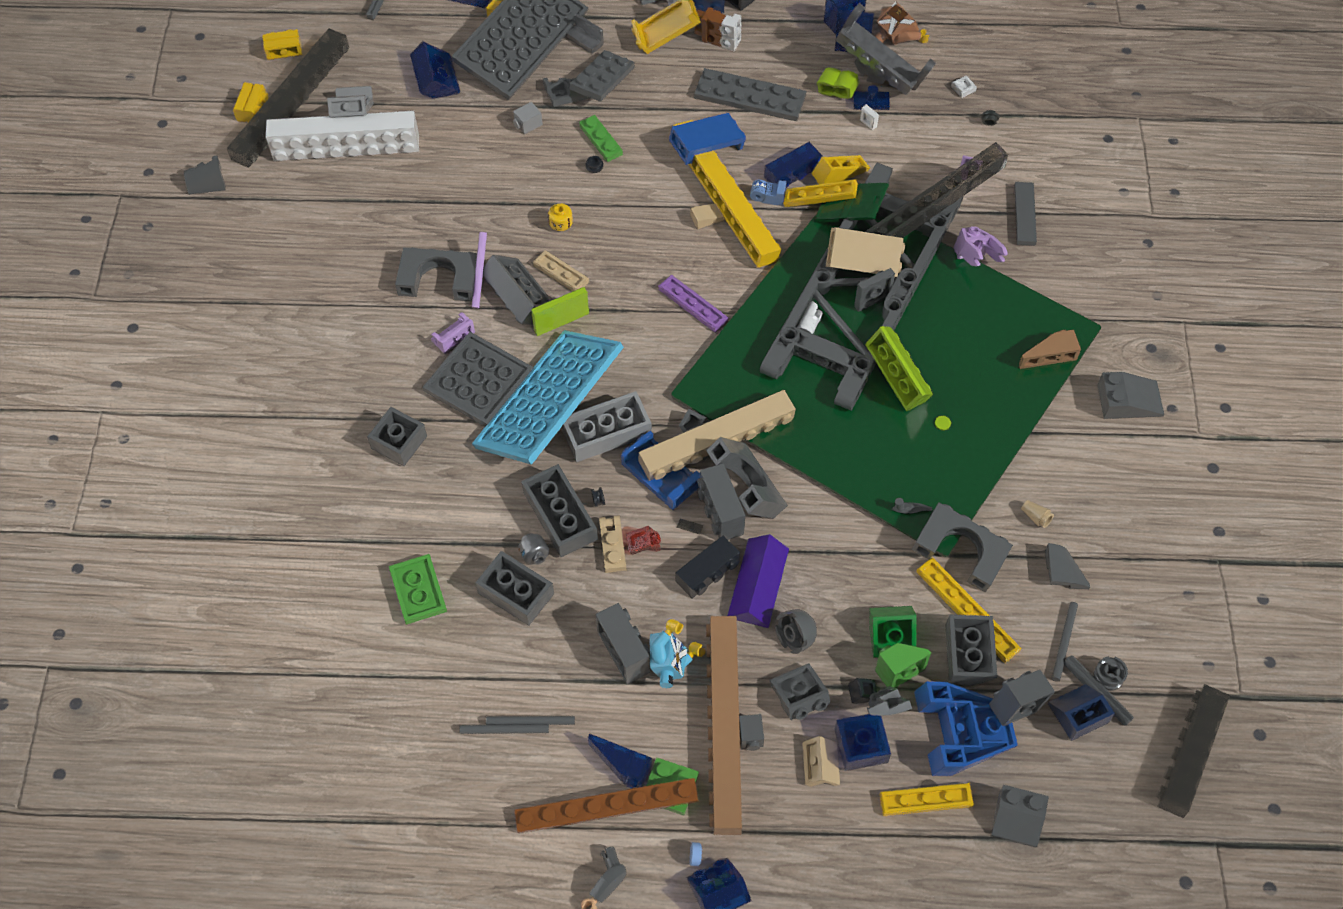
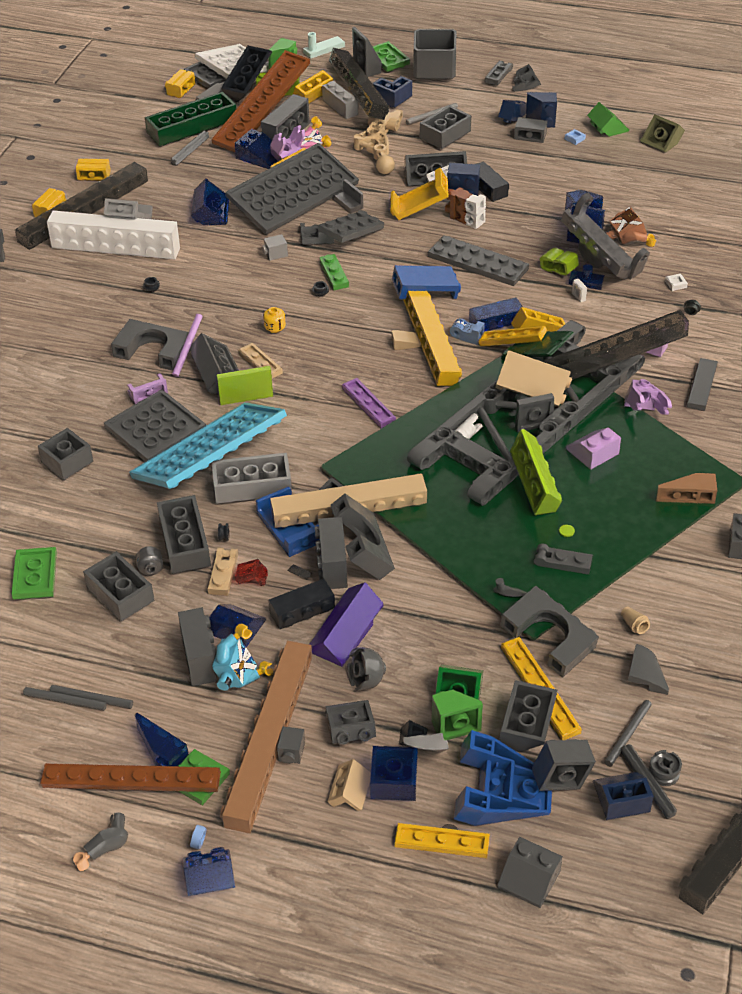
camera: 15 degrees right, 15 degrees down
(406, 192) = (151, 284): none -> black plate
(649, 604) = (227, 617): none -> clear blue slope
(943, 316) = (596, 447): none -> lavender slope
(950, 459) = (563, 559): none -> dark grey plate

